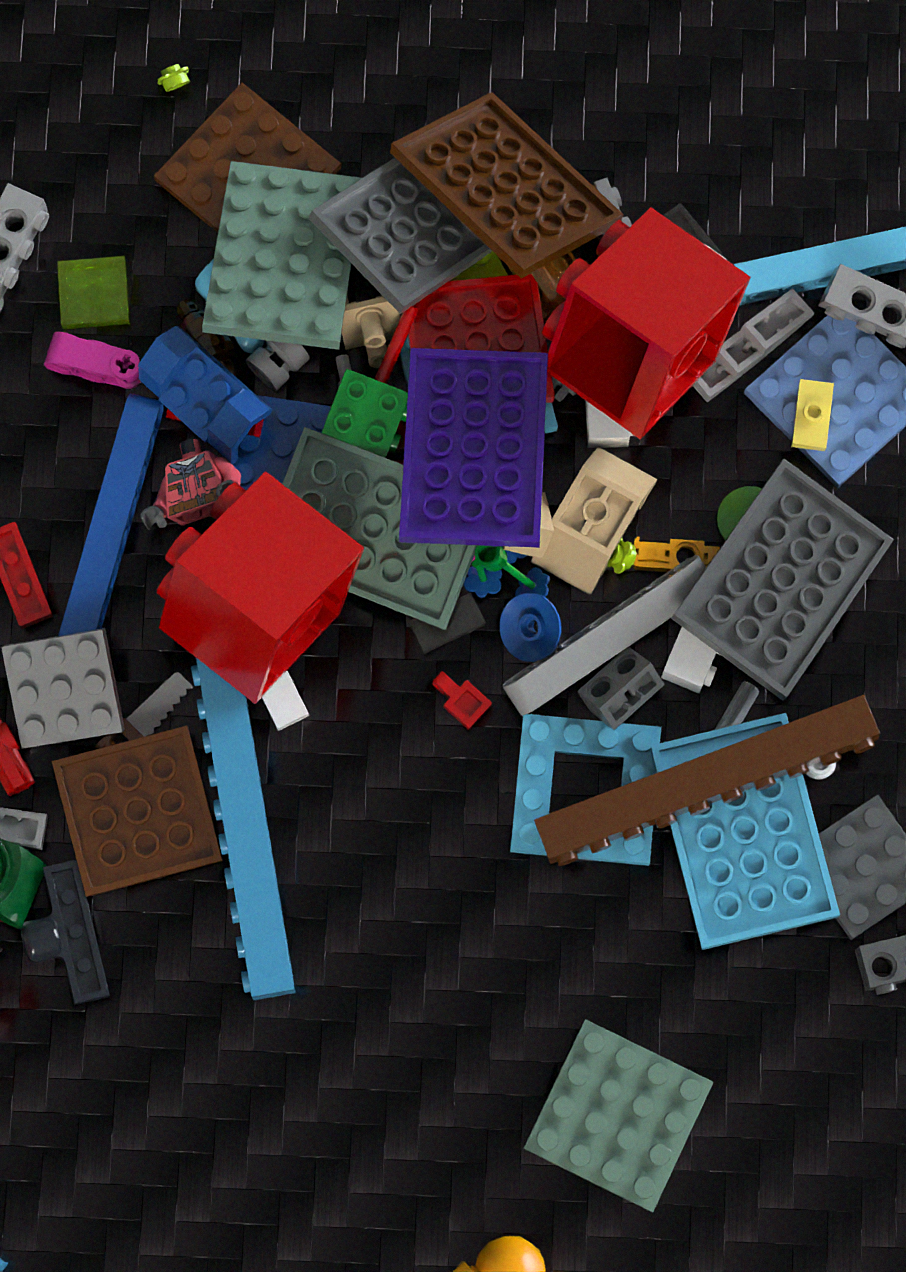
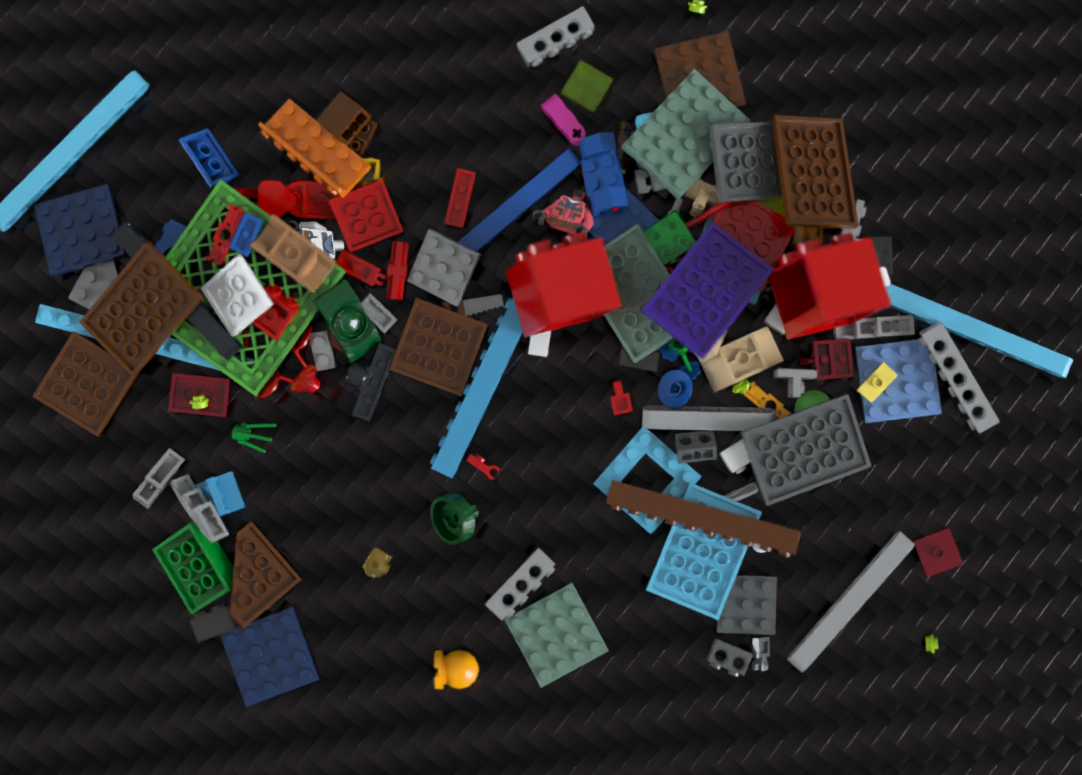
camera: 35 degrees right, 10 degrees up
(271, 1201) = (377, 563): none -> clear yellow brick
(318, 940) = (478, 462): none -> red plate
(324, 1057) = (453, 518): none -> dark green piece
(511, 1019) = (505, 610): none -> light grey brick
(693, 490) = (794, 377): none -> light grey bracket
(722, 430) = (830, 359): none -> dark red plate

